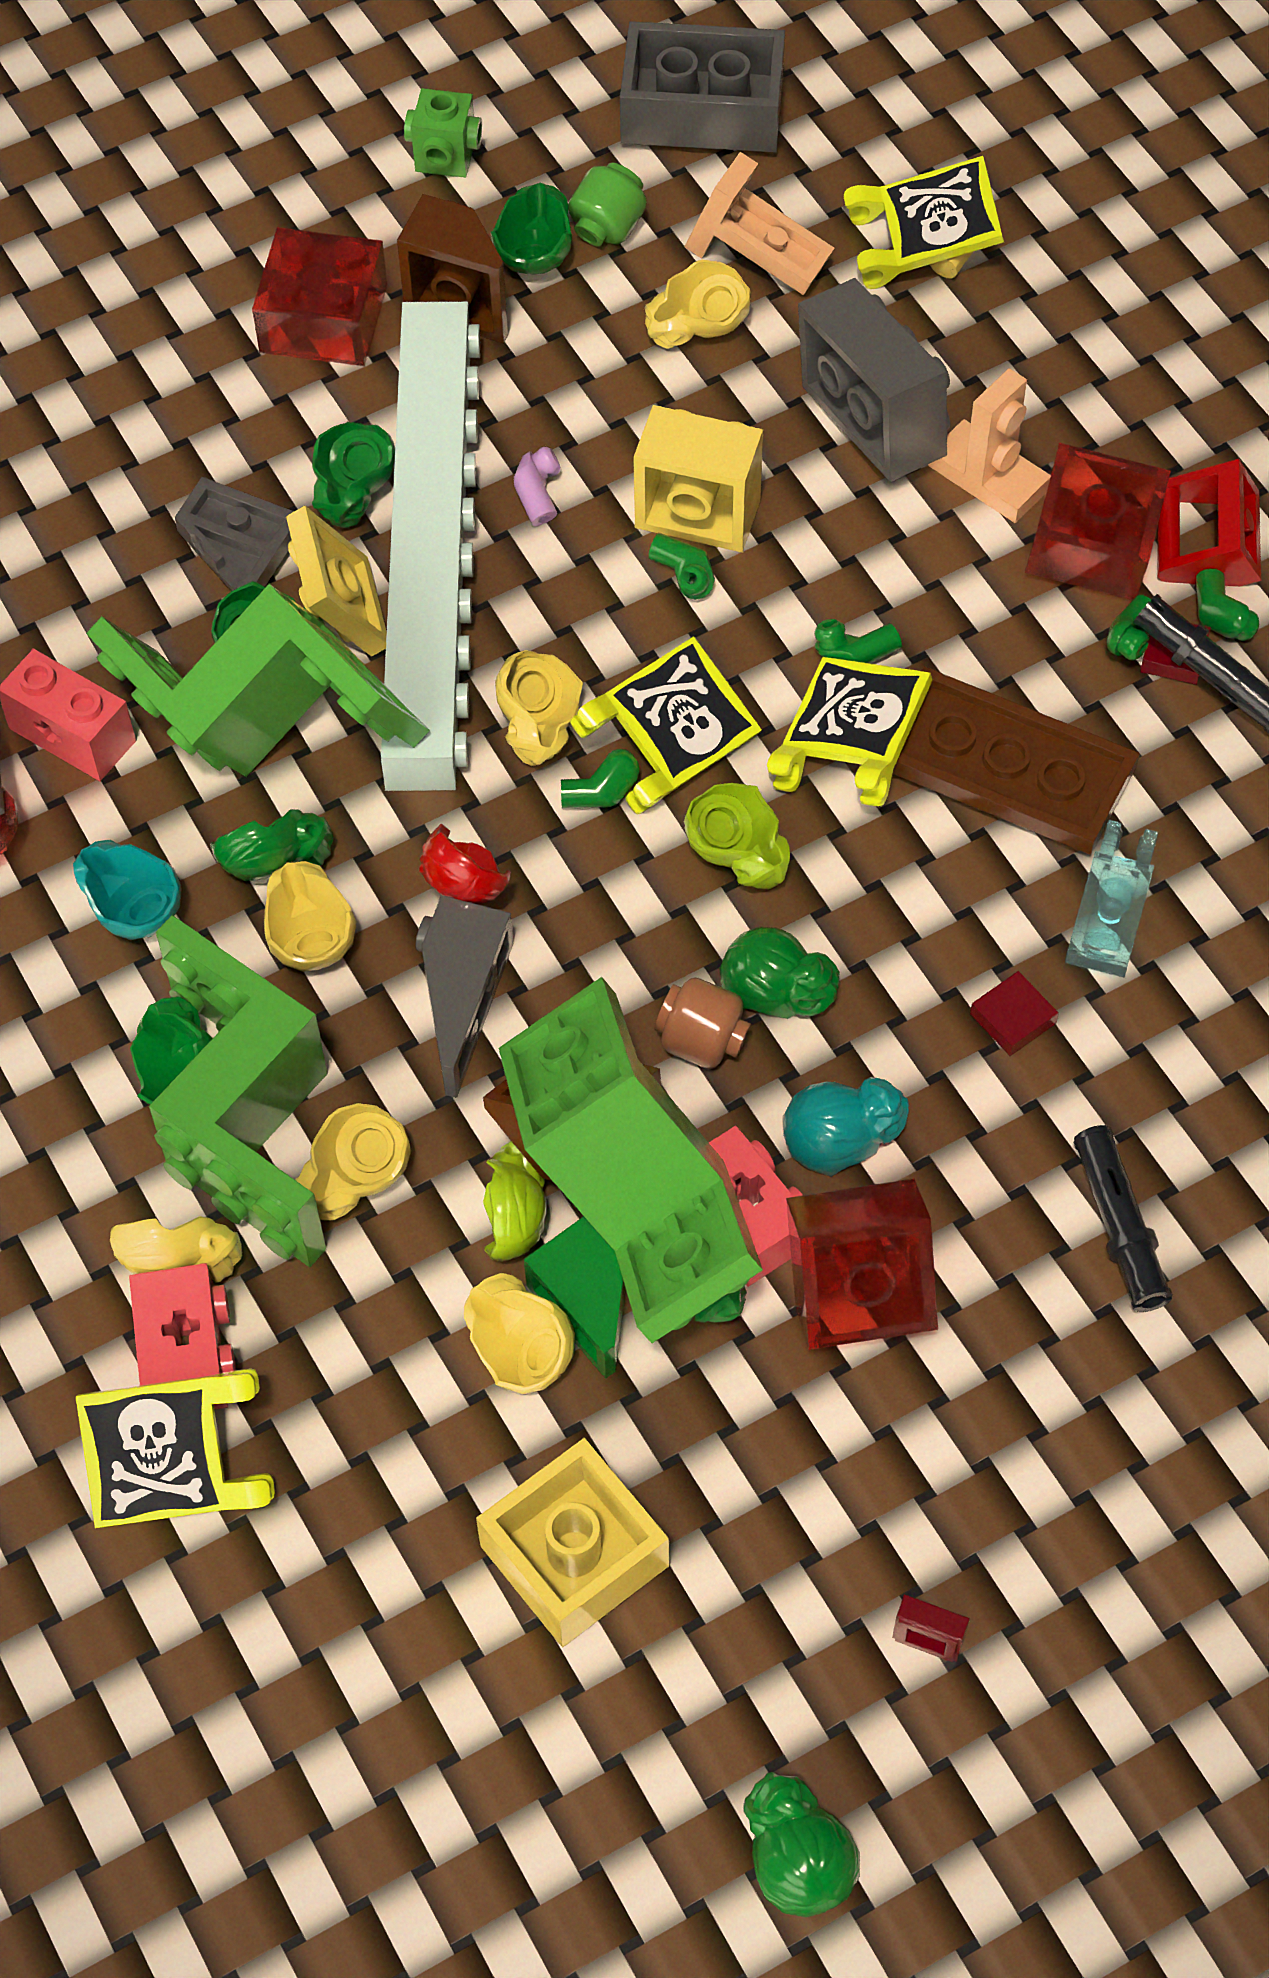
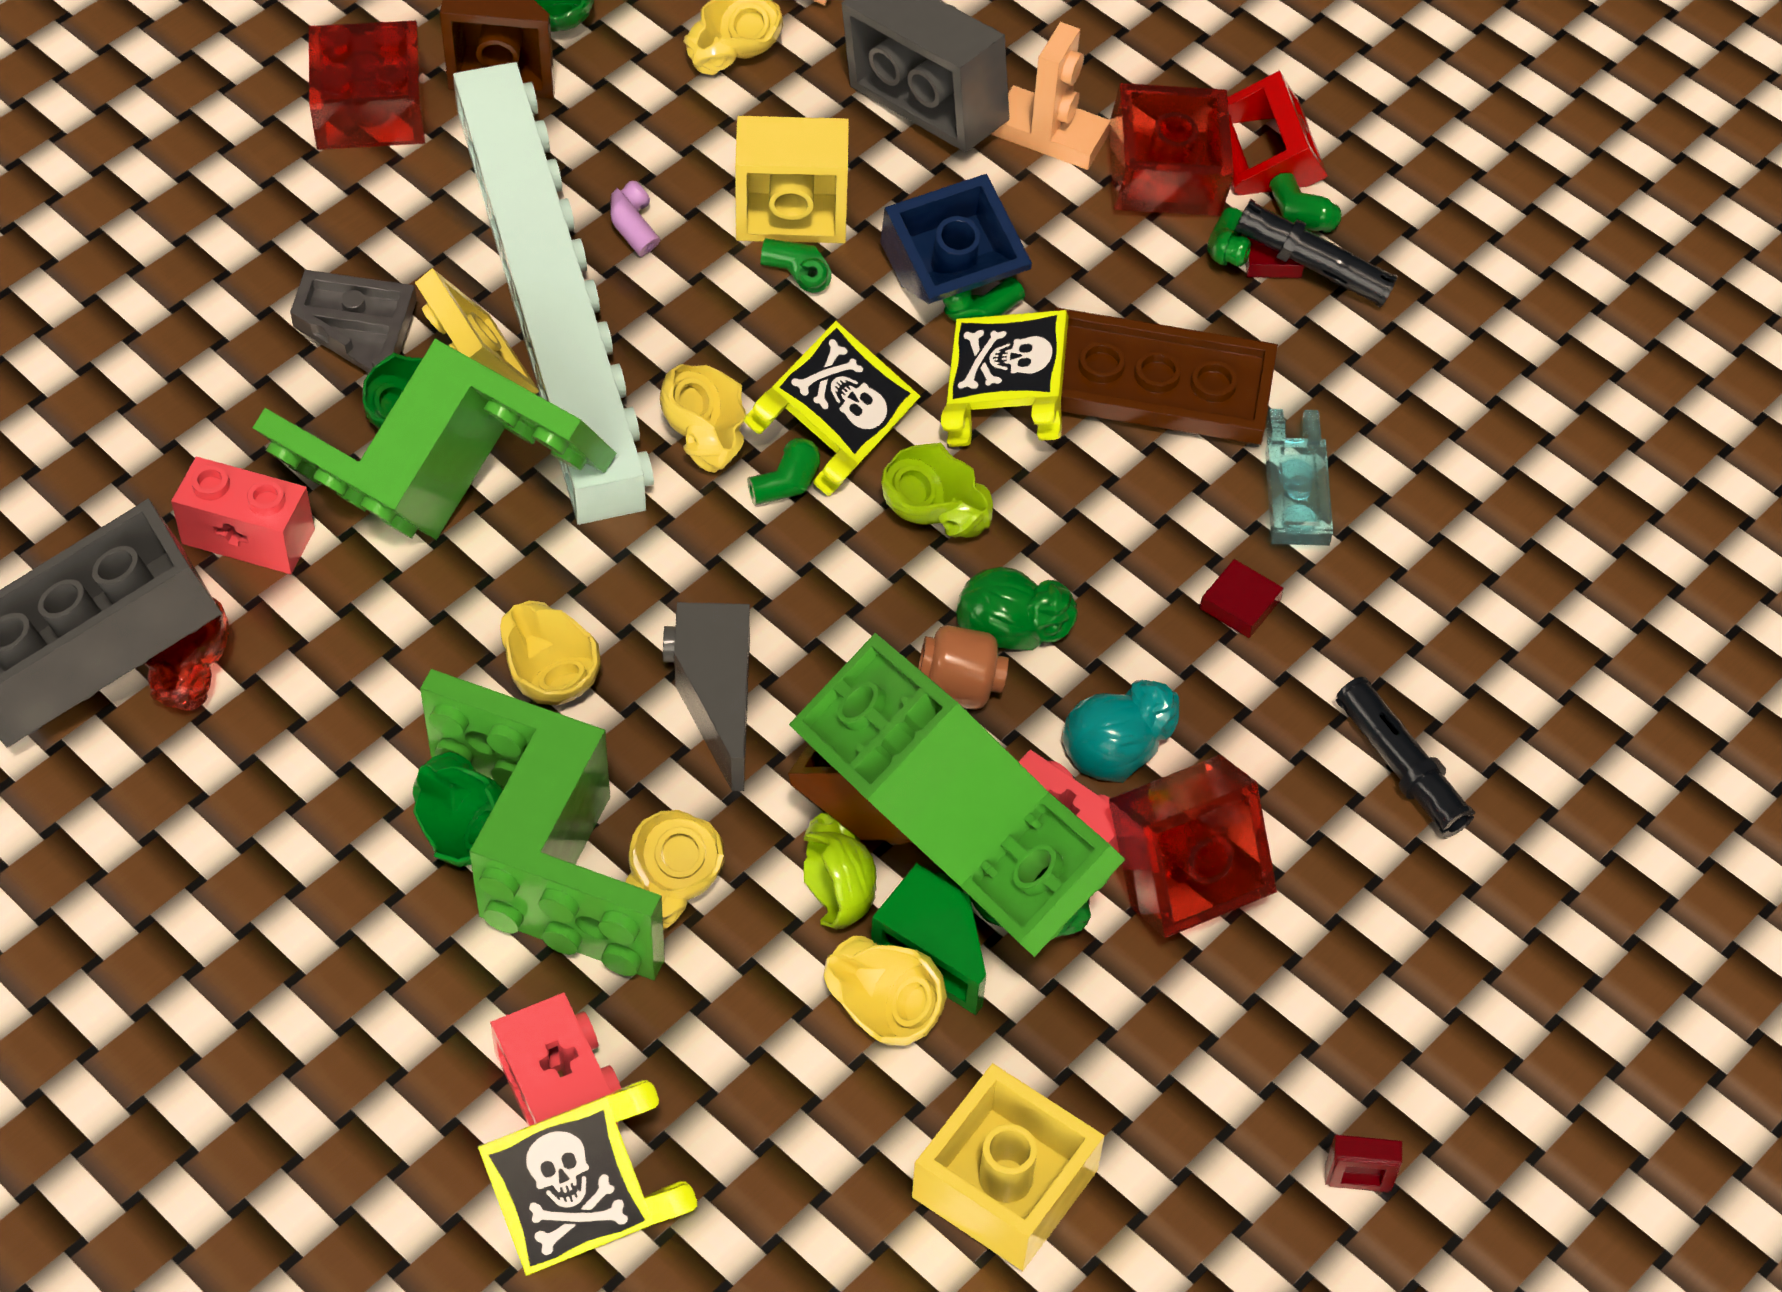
camera: 20 degrees left, 5 degrees down
(127, 888) = (360, 663): teal hair -> none
(150, 1247) = (508, 988): light yellow hair -> none
(258, 851) = (487, 595): green hair -> none
(349, 467) = (451, 233): green hair -> none
(461, 869) = (682, 575): red hair -> none
(839, 575) = (952, 240): none -> dark blue slope

